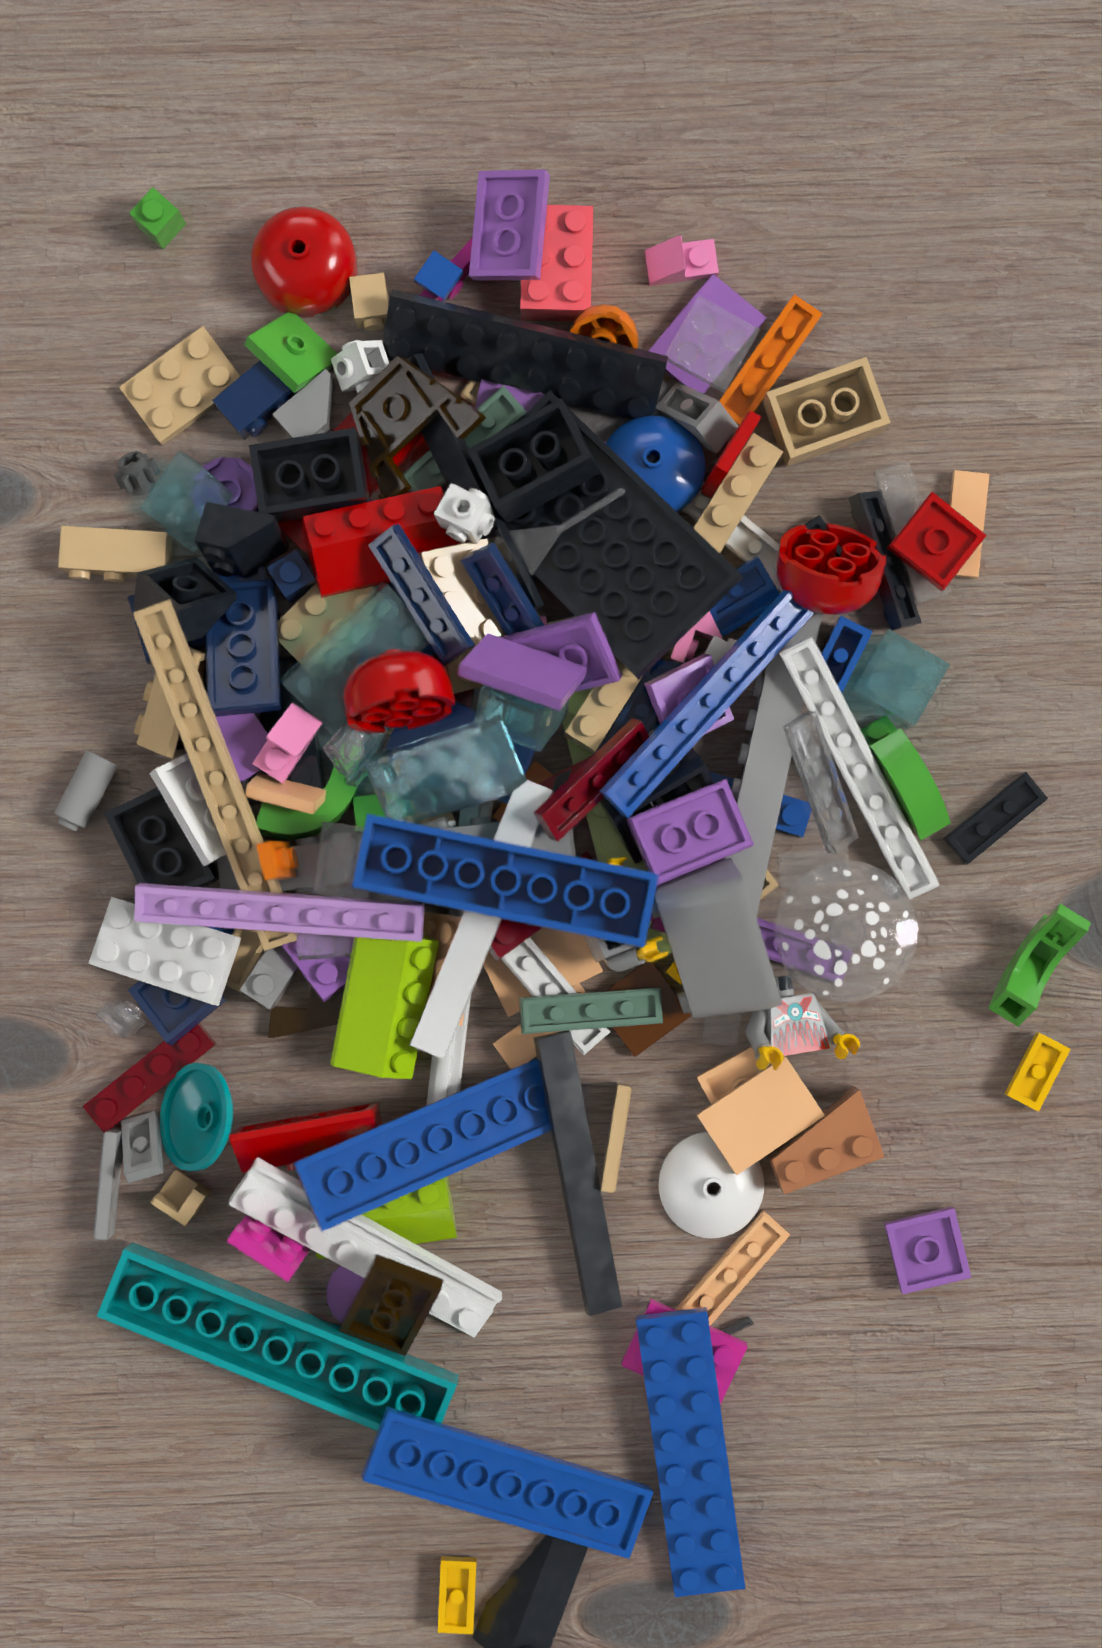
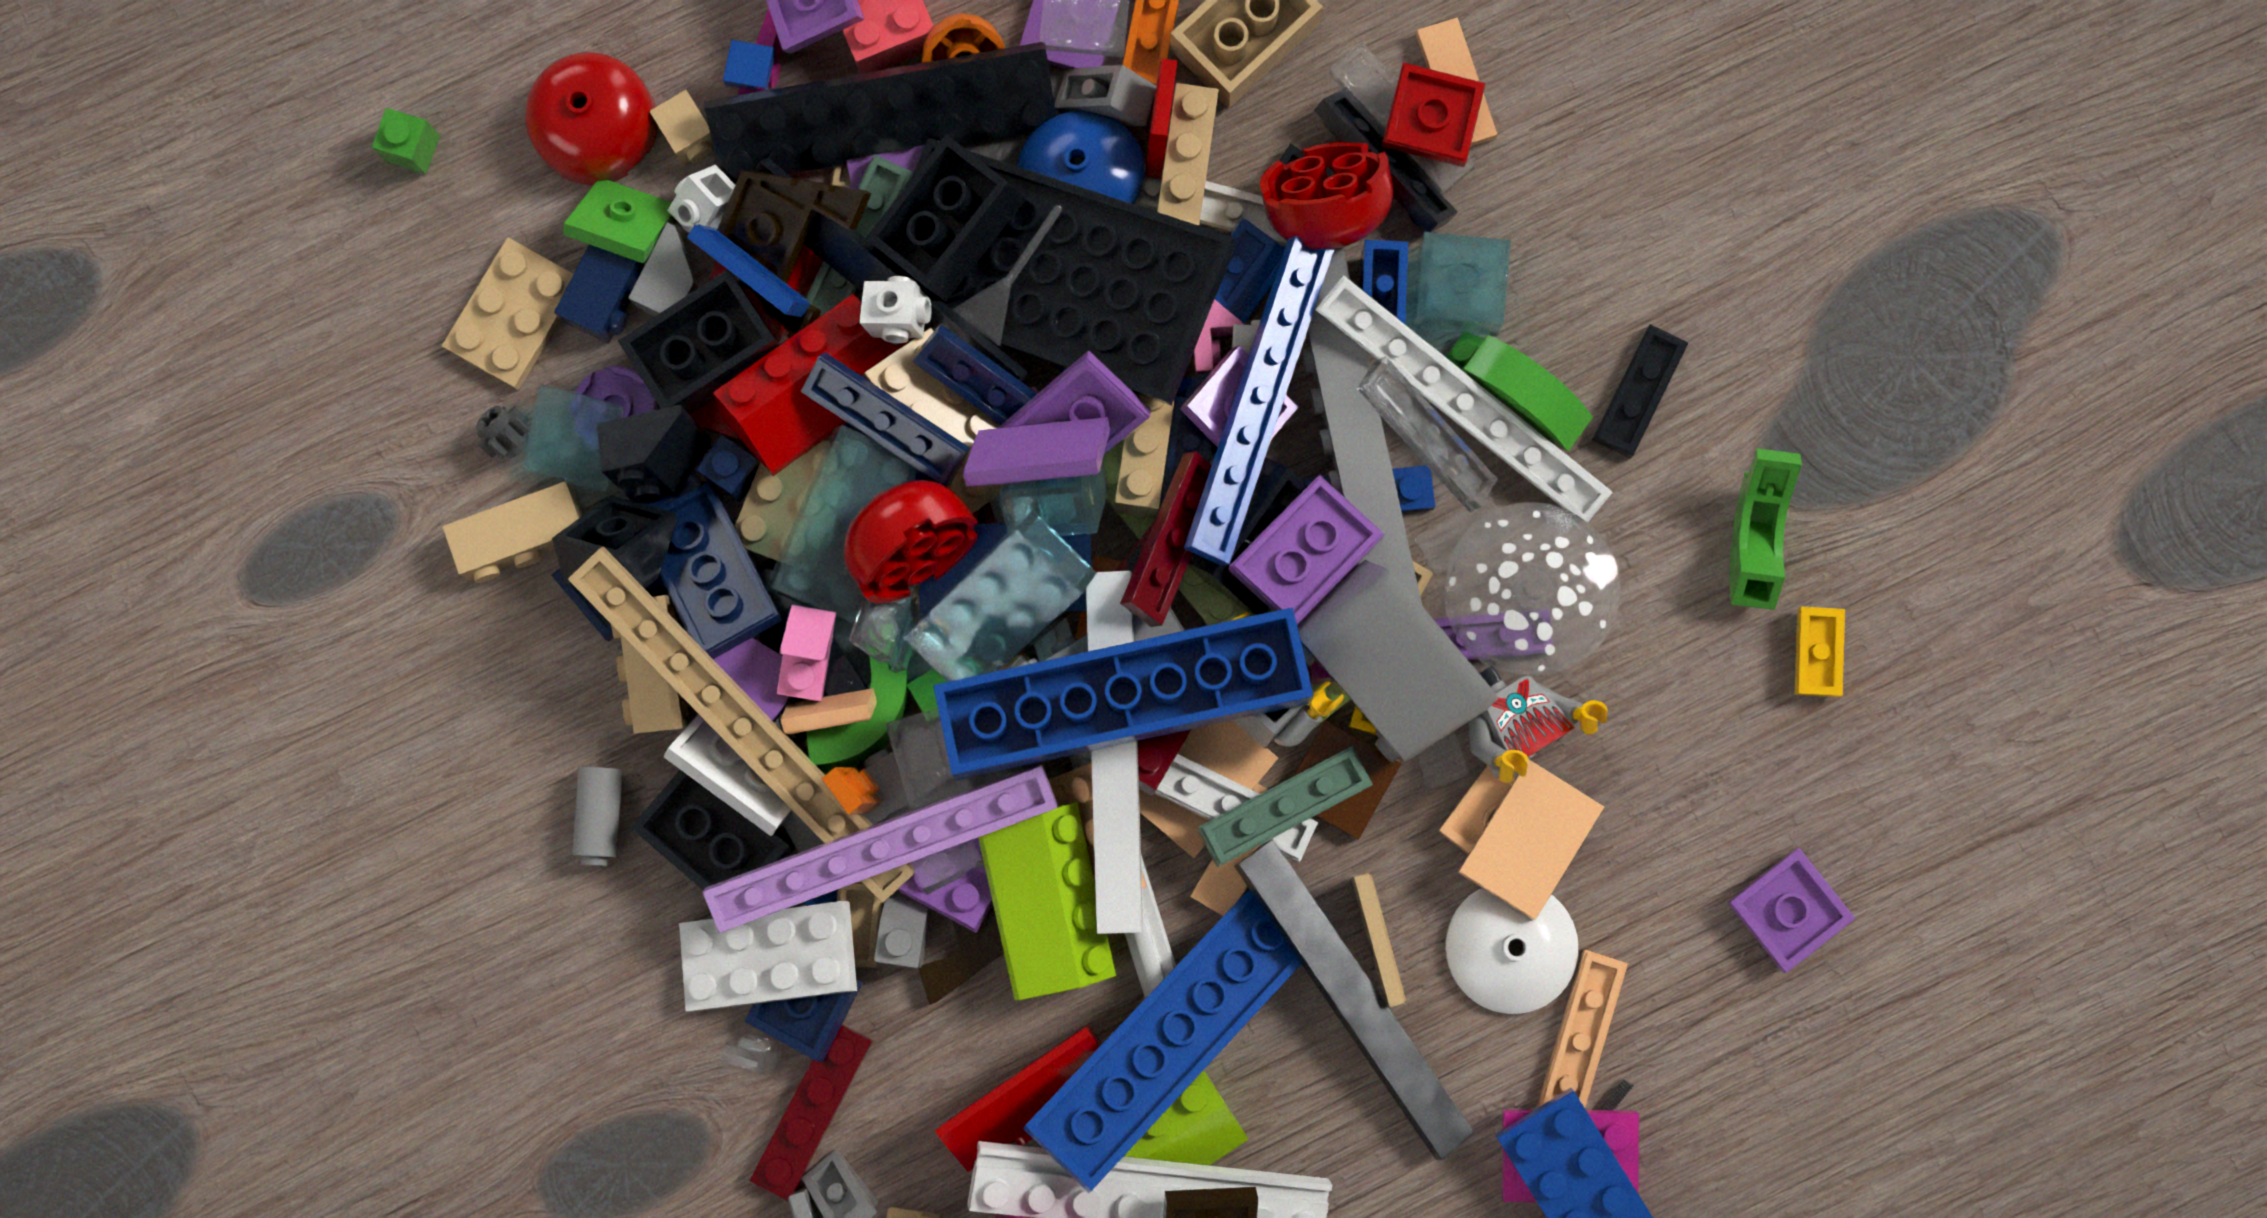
camera: 20 degrees left, 5 degrees down
(196, 1117) = (887, 1131): teal dish -> none
(369, 434) = (749, 270): none -> blue tile
(829, 1146) = (1624, 841): nougat wedge -> none

